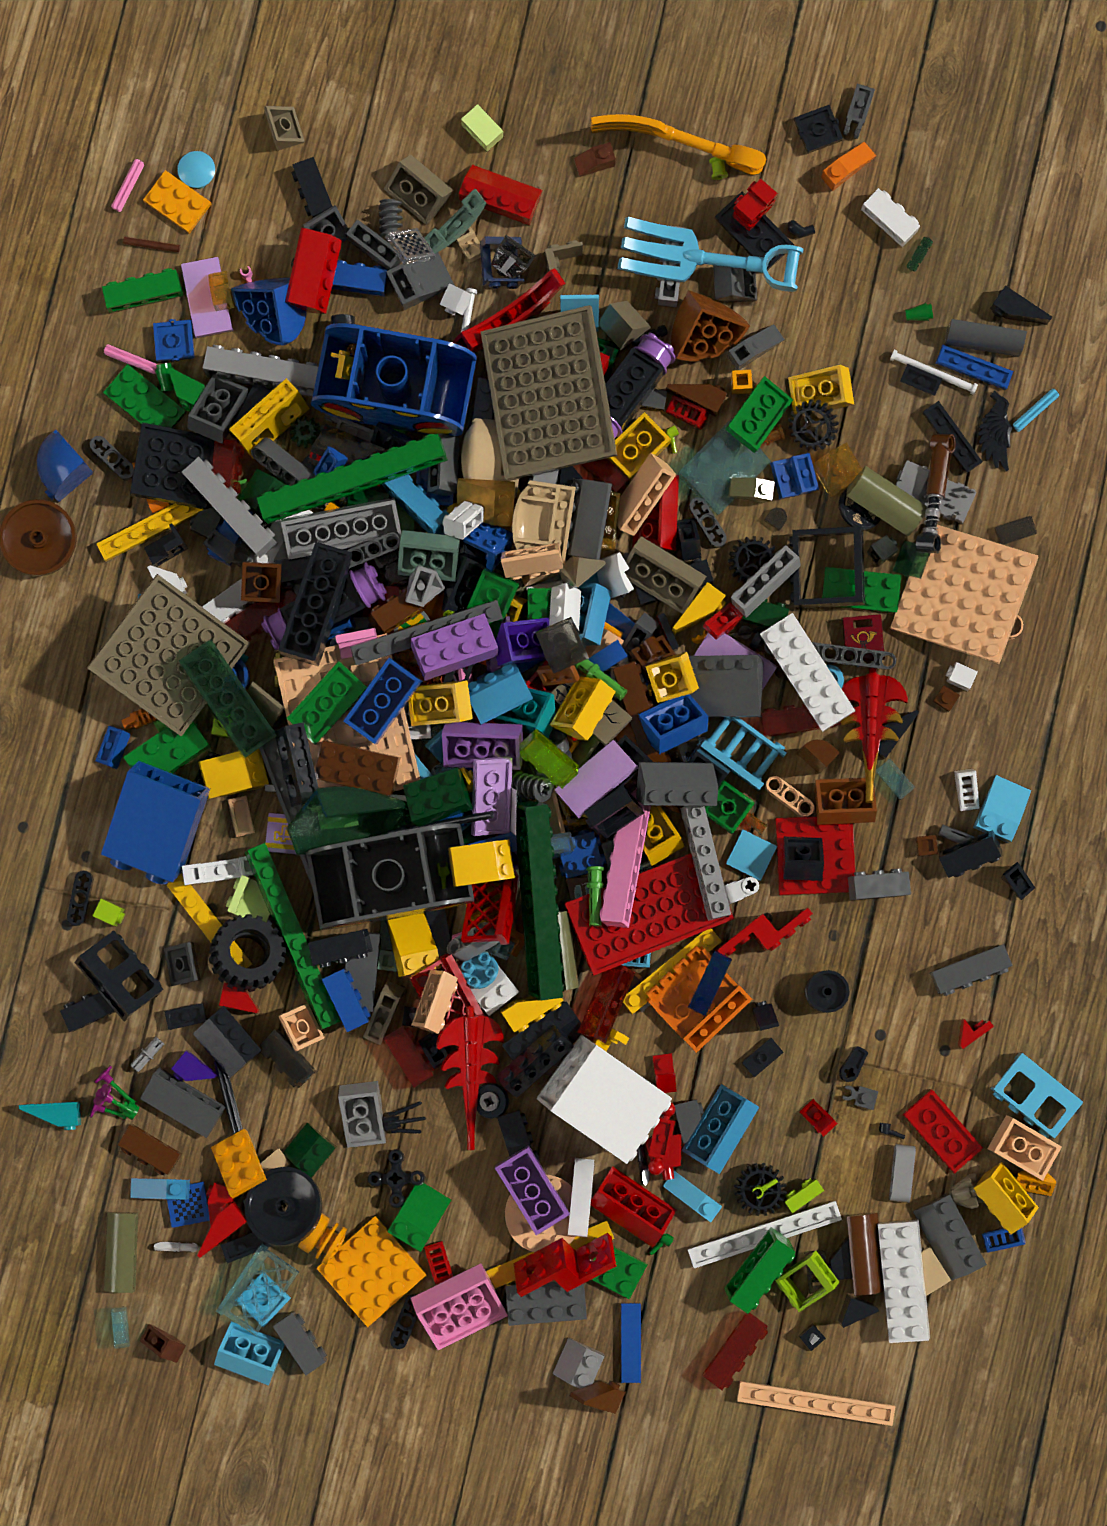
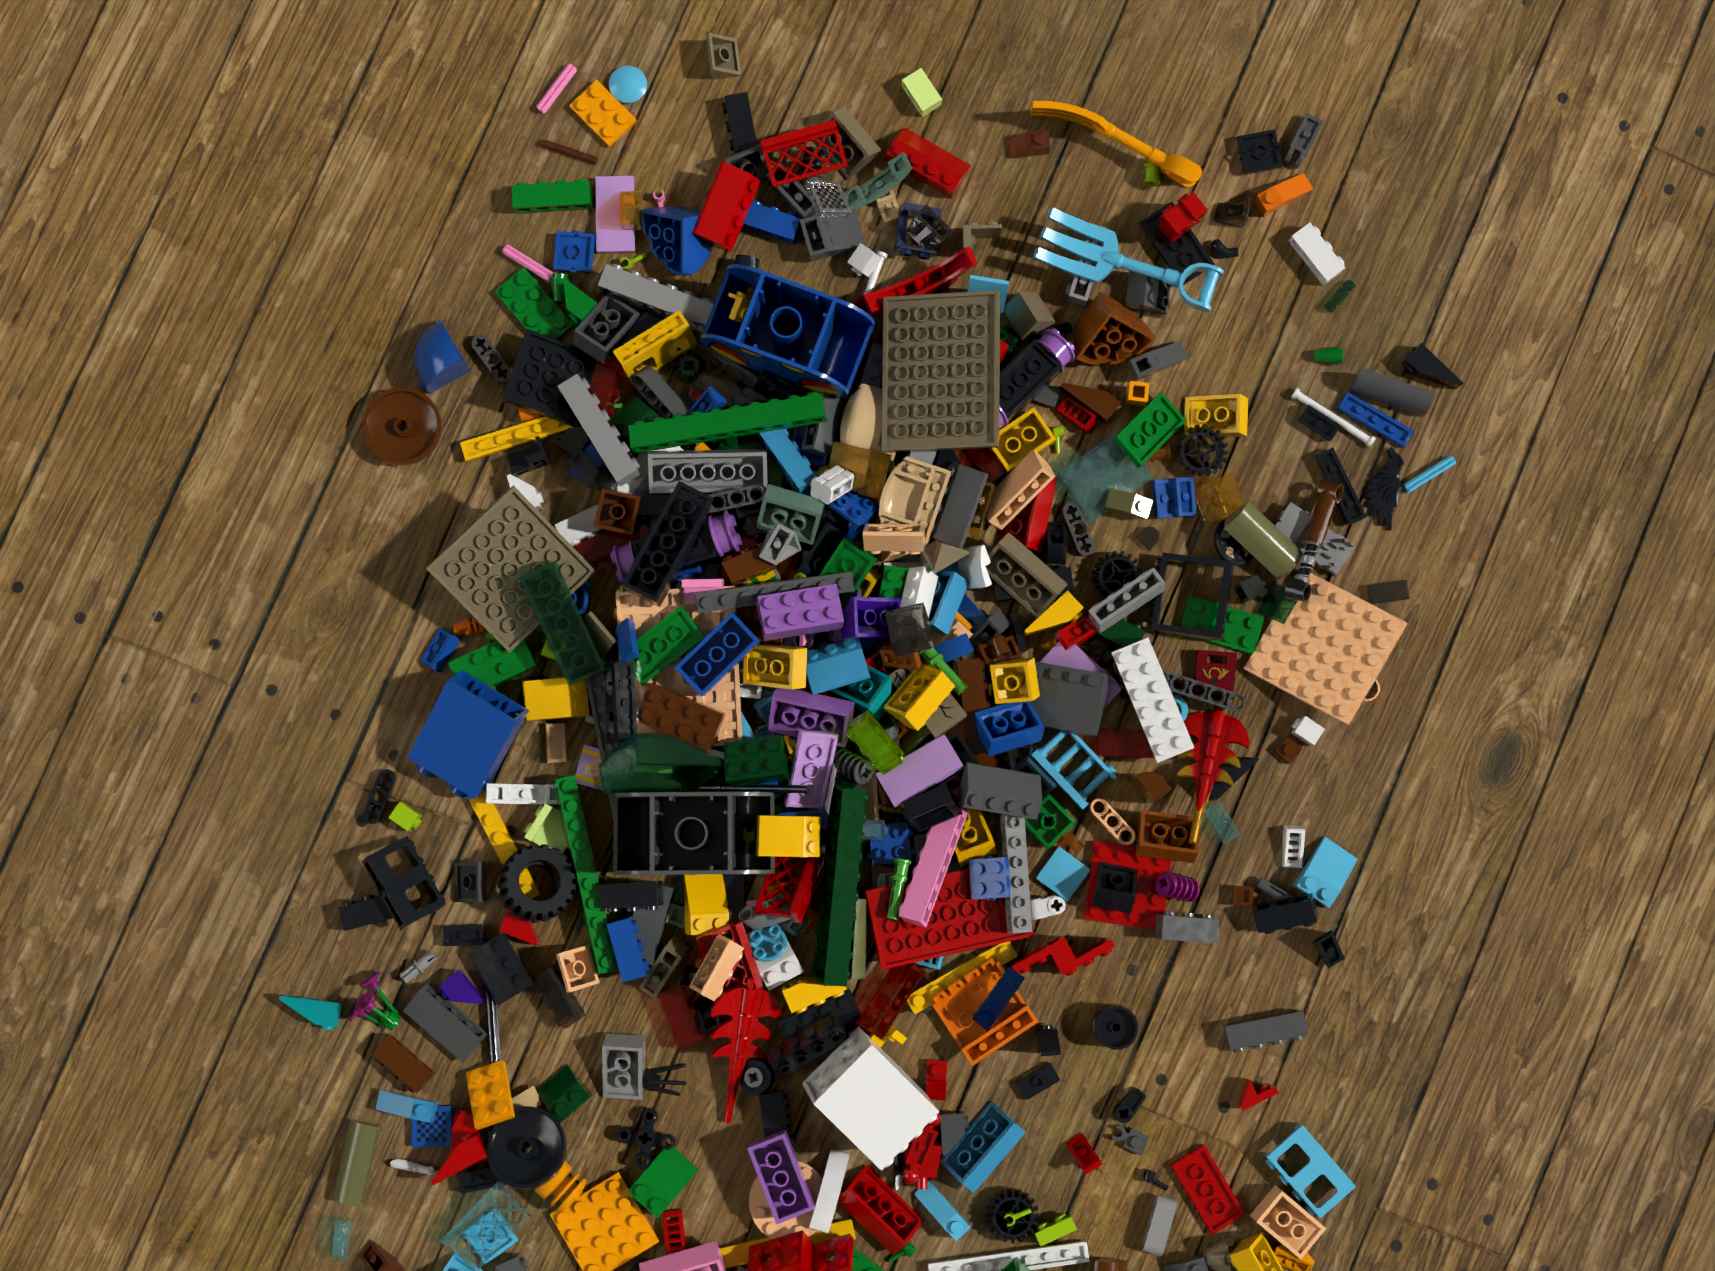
camera: 10 degrees right, 0 degrees up
(231, 339) = (631, 261): none -> lime hand
(293, 704) = (627, 640): none -> blue slope
(368, 194) = (799, 137): none -> red fence
(681, 870) = (989, 878): none -> blue plate
(803, 190) = (1234, 211): none -> clear smoke slope
(862, 847) = (1177, 886): none -> magenta piece

